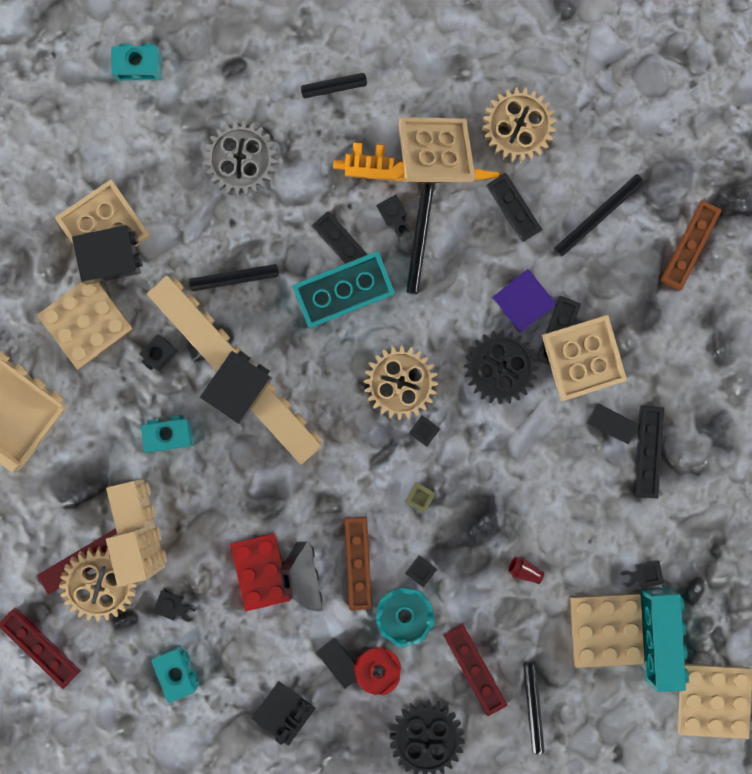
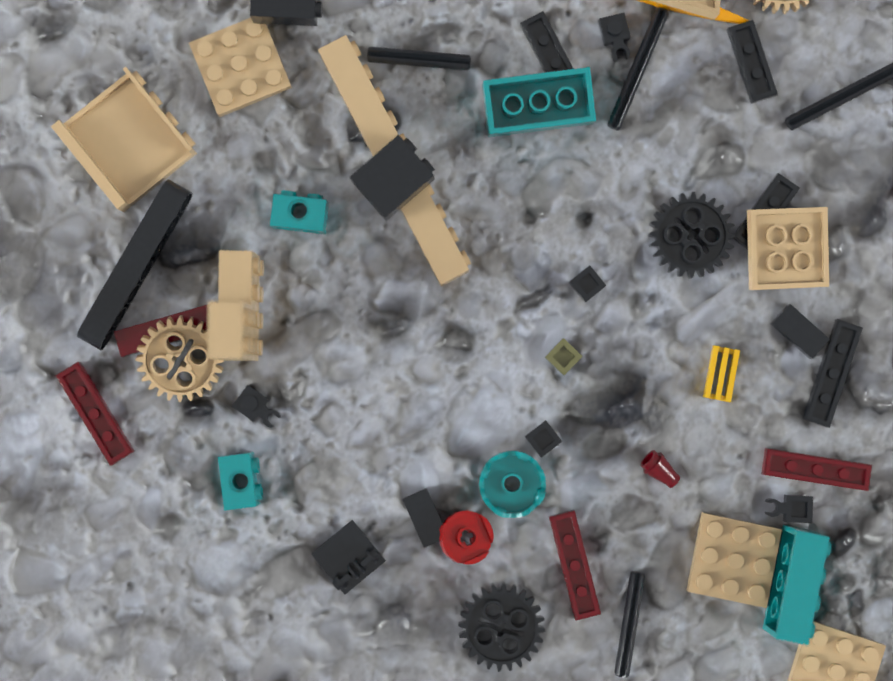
camera: 15 degrees right, 0 degrees up
(39, 514) = (134, 264): none -> black beam
(168, 353) = (315, 108): black brick -> none
(258, 571) = (363, 393): red plate -> none
(301, 577) = (408, 410): black slope -> none
(358, 563) = (474, 412): dark orange tile -> none
(406, 362) = (587, 202): tan gear -> none
(524, 300) = (736, 168): dark purple tile -> none
(557, 496) = (731, 375): none -> yellow tile
(656, 536) = (816, 469): none -> dark red tile

